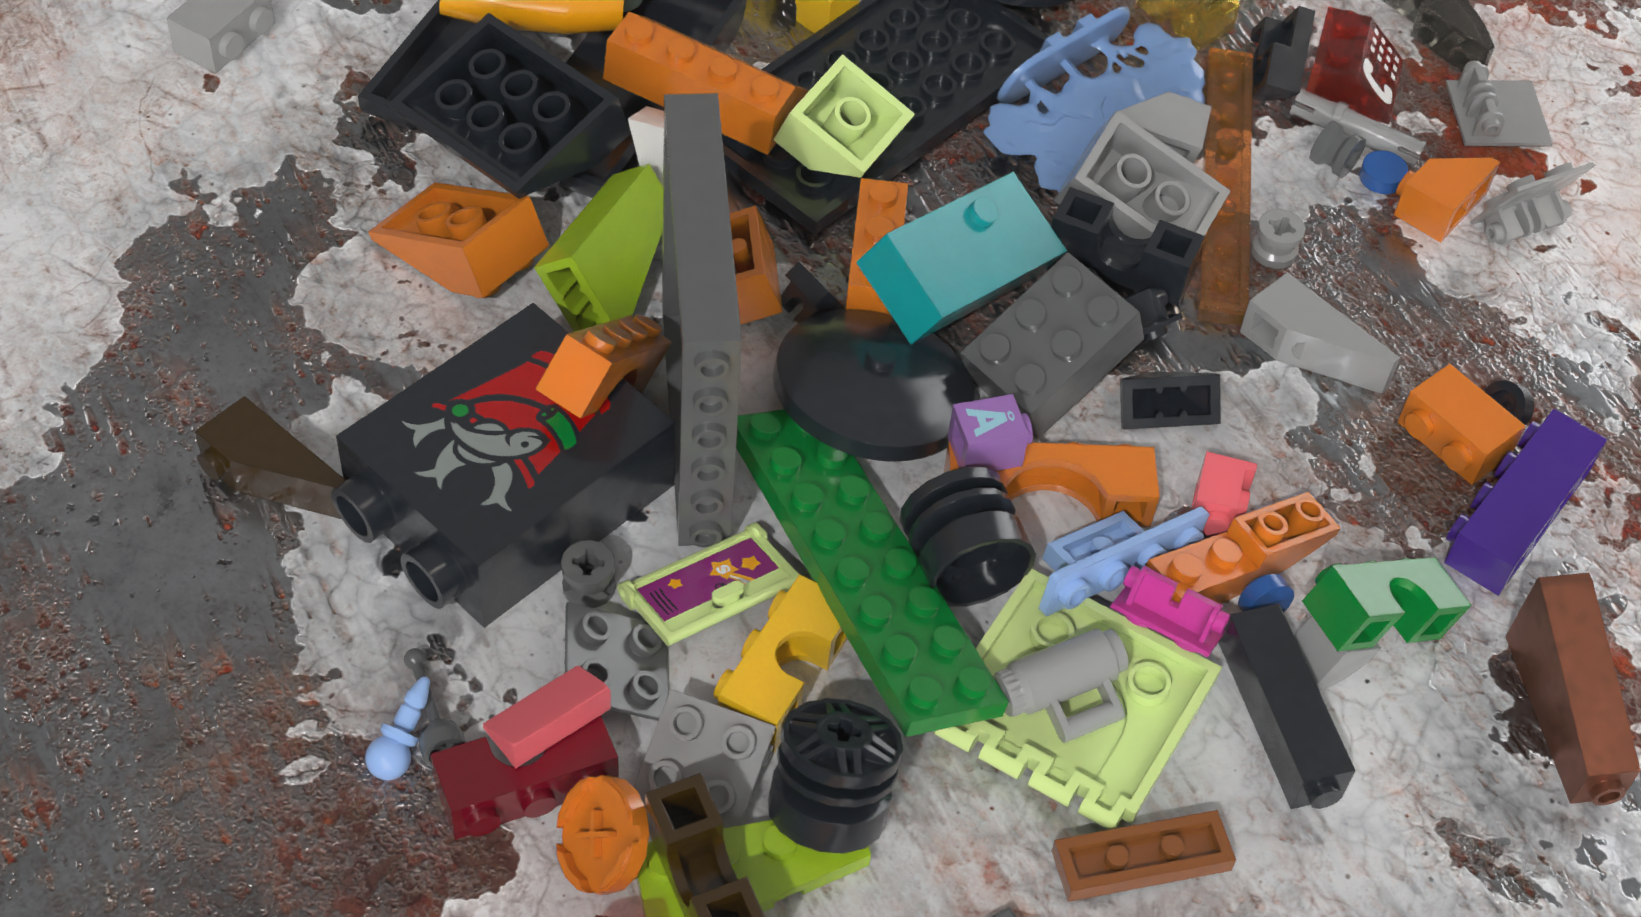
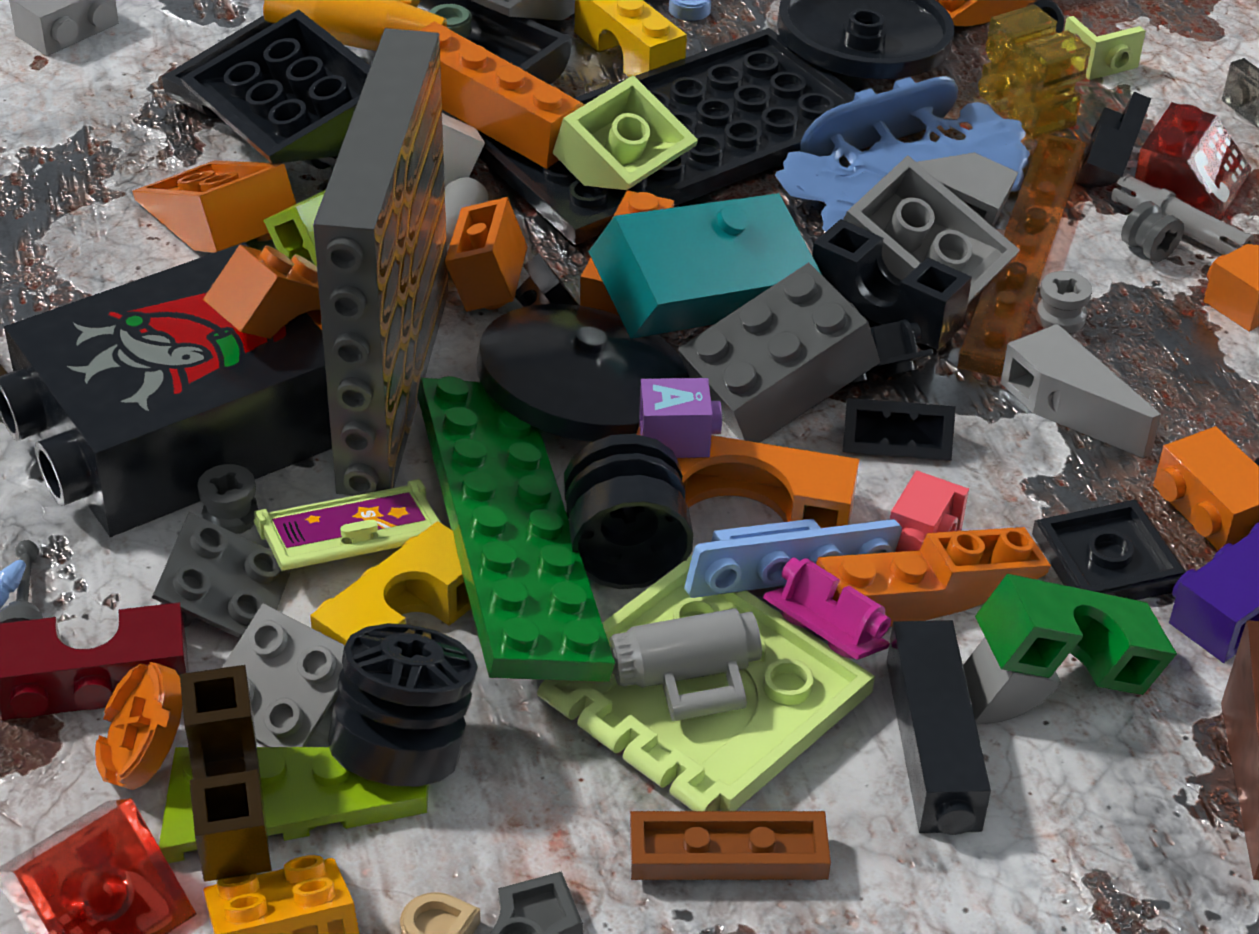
camera: 15 degrees right, 10 degrees down
(548, 715) = (124, 606): coral slope -> none
(1266, 591) = (951, 607): blue tile -> none
(1380, 503) = (1109, 551): none -> black tile
(1382, 171) = (1196, 257): blue tile -> none

